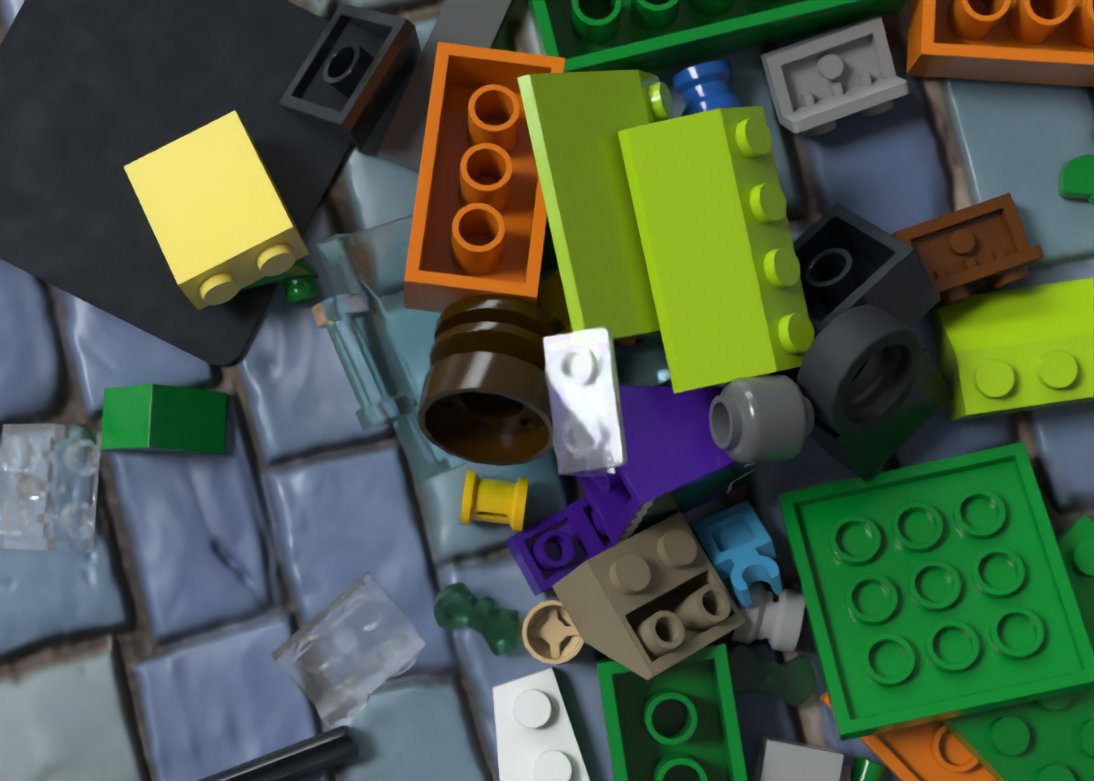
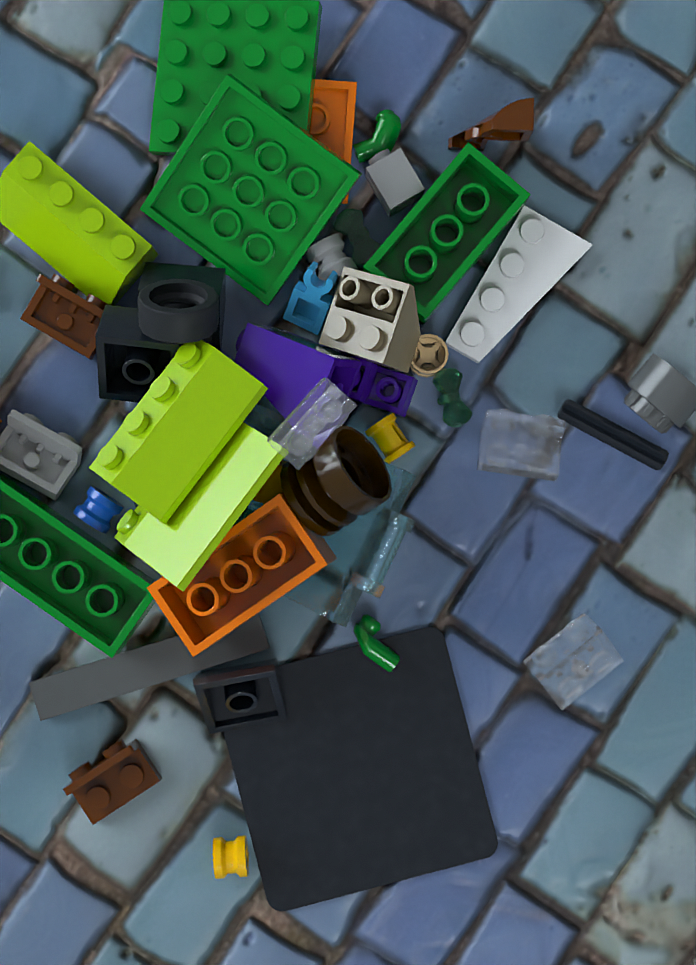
camera: 135 degrees left, 5 degrees up
(164, 419) = (491, 634): green slope -> none
(216, 211) = (369, 697): light yellow brick -> none
(761, 419) = (244, 336): dark grey head -> none

